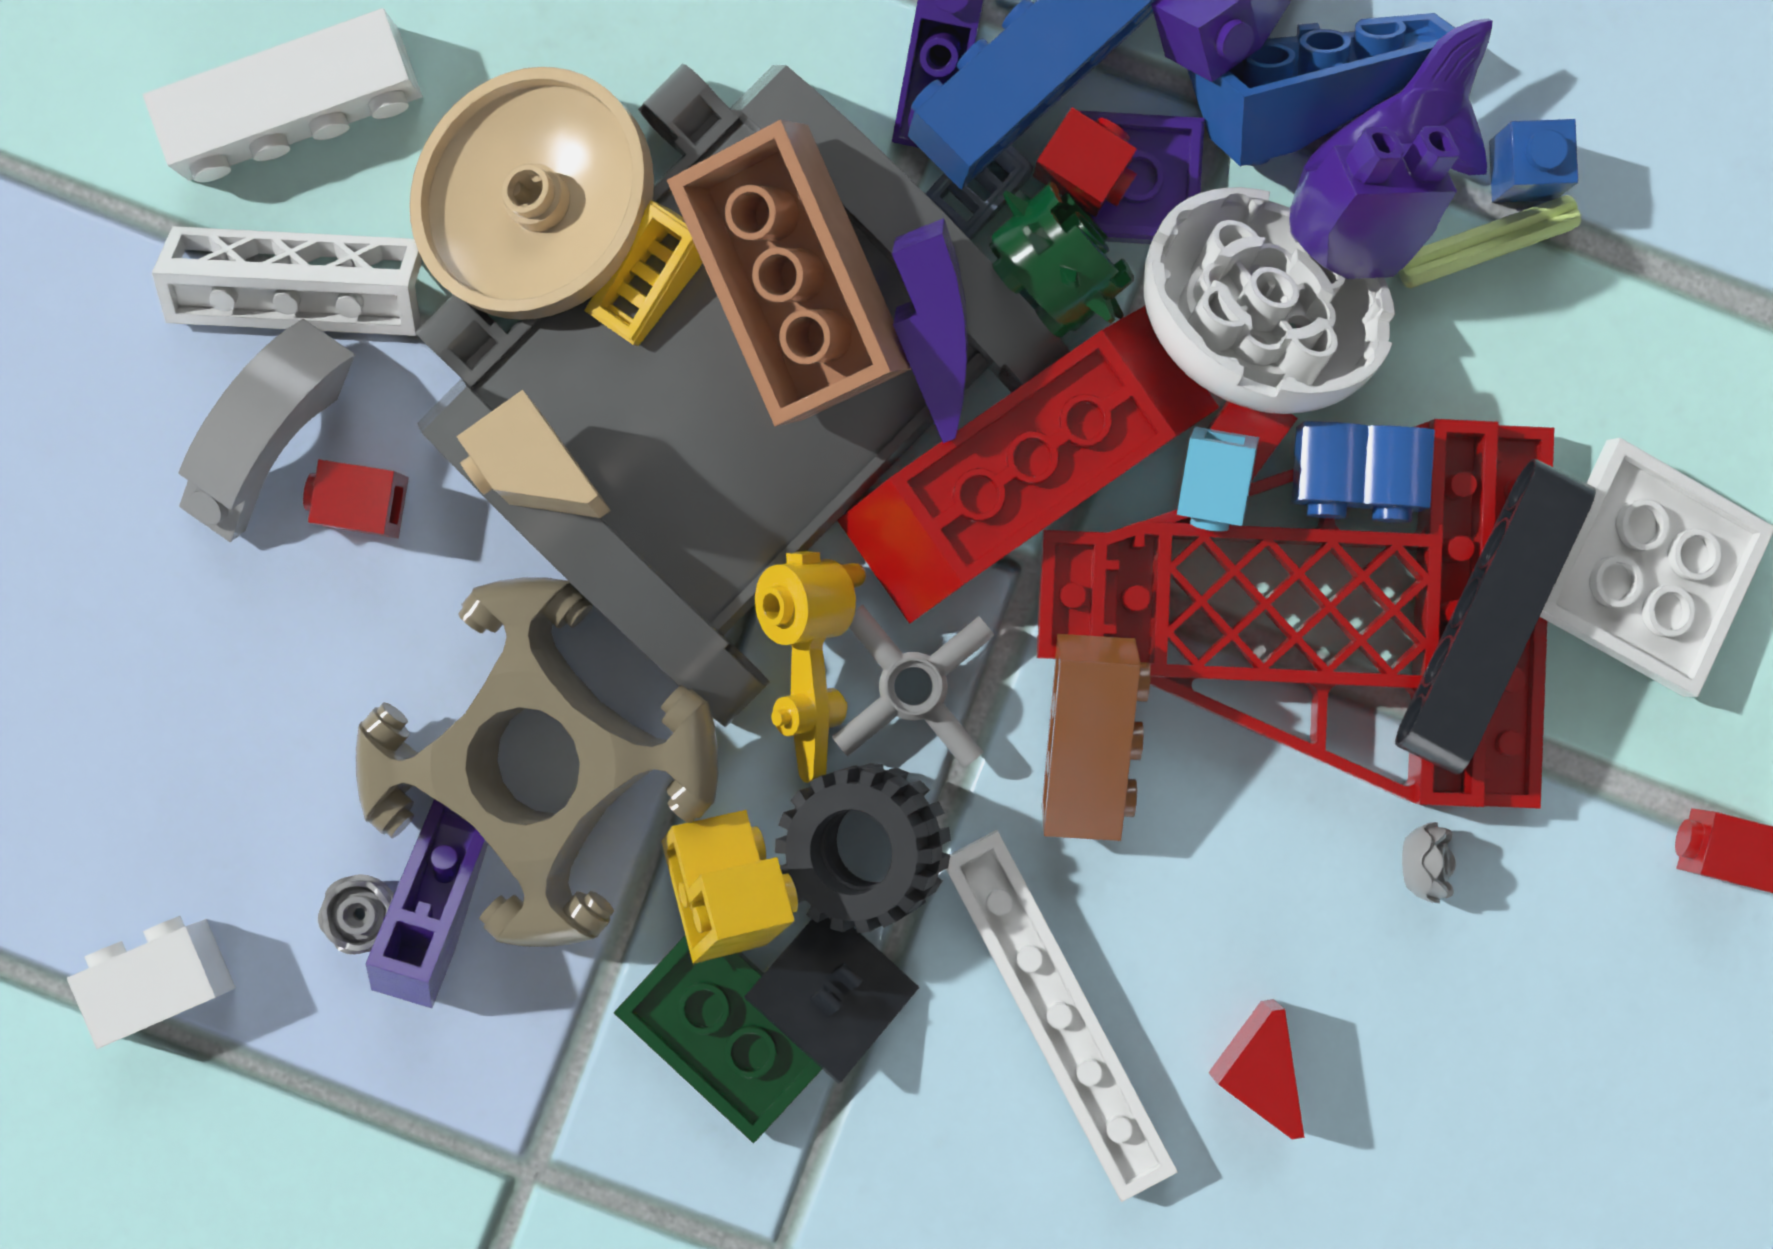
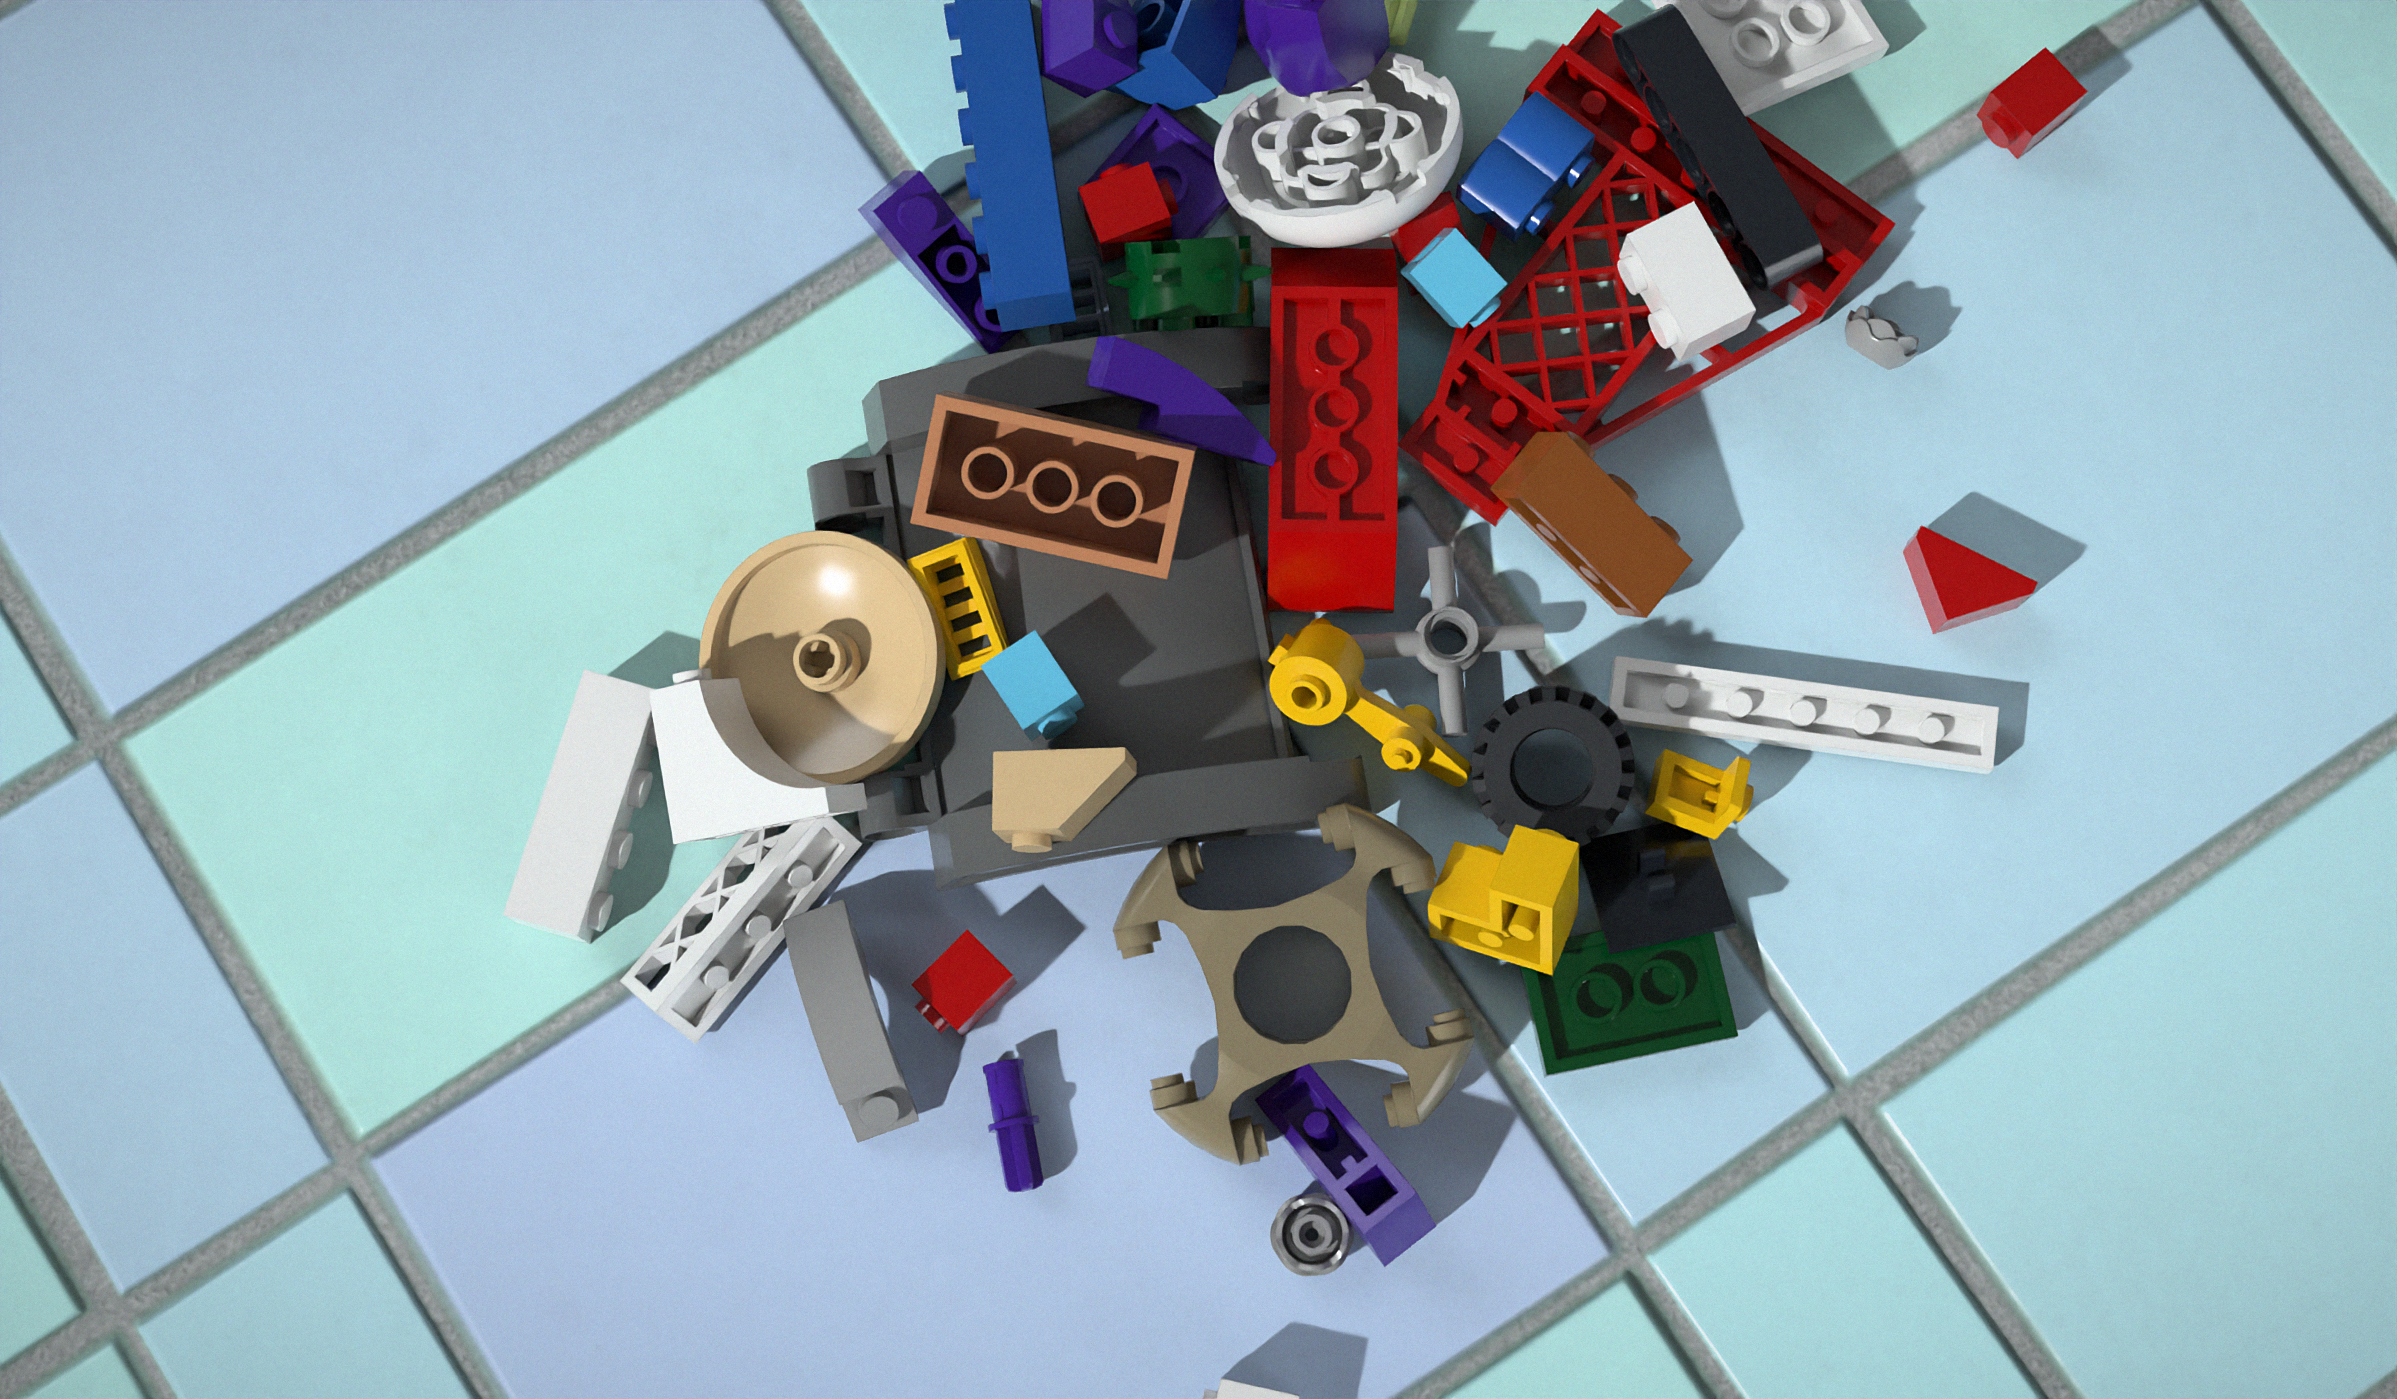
camera: 55 degrees left, 10 degrees down
(278, 619) = (1014, 1125): none -> dark purple axle
(381, 184) = (723, 772): none -> white arch
(617, 382) = (1034, 688): none -> medium azure brick
(931, 977) = (1699, 794): none -> yellow bracket
(1352, 672) = (1685, 283): none -> white brick

